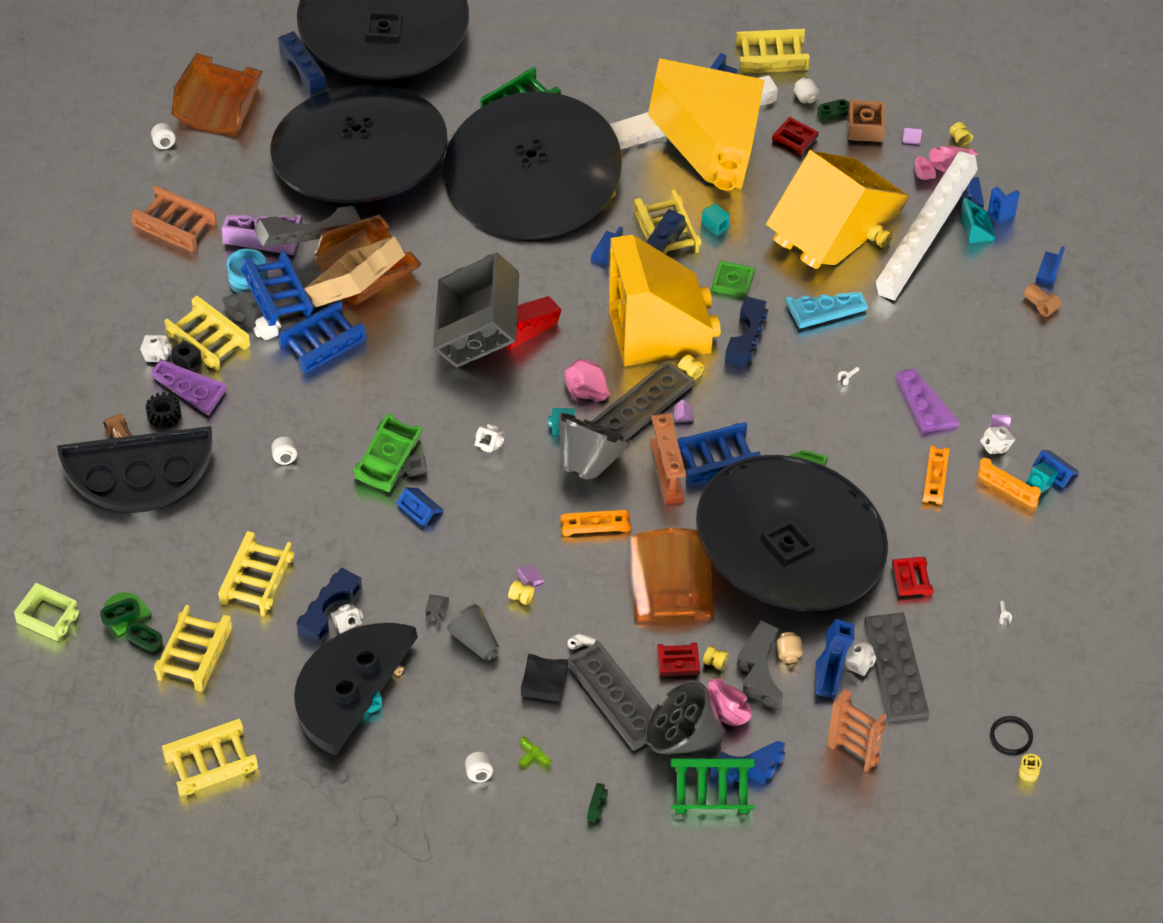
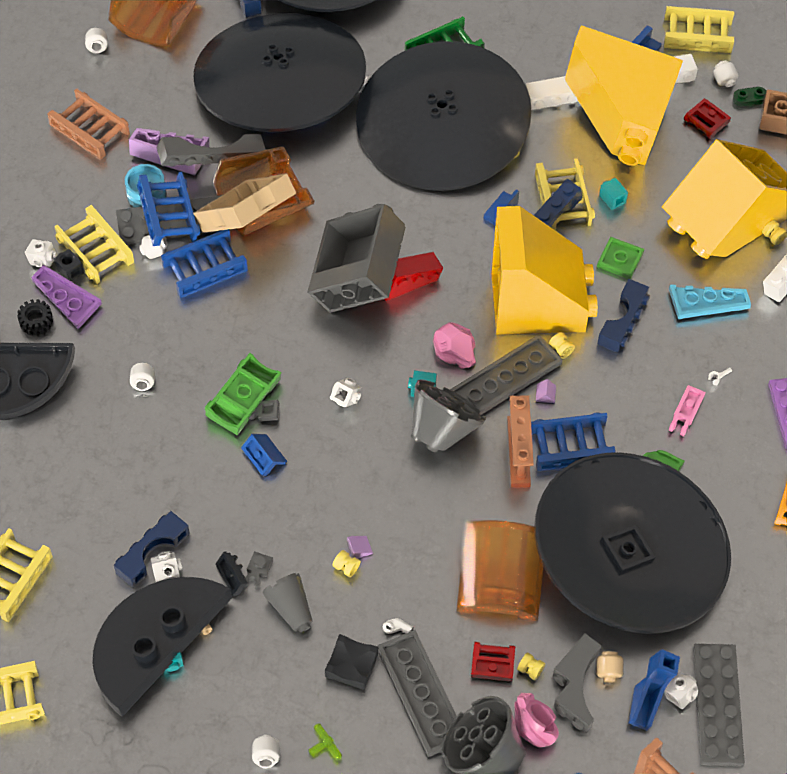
camera: 10 degrees right, 5 degrees up
(242, 560) = (76, 488): light yellow fence -> none
(411, 615) = (231, 573): none -> black plate
(595, 522) = (436, 497): light orange plate -> none
(822, 409) = (687, 408): none -> bright pink hinge
(906, 578) = (744, 605): red plate -> none

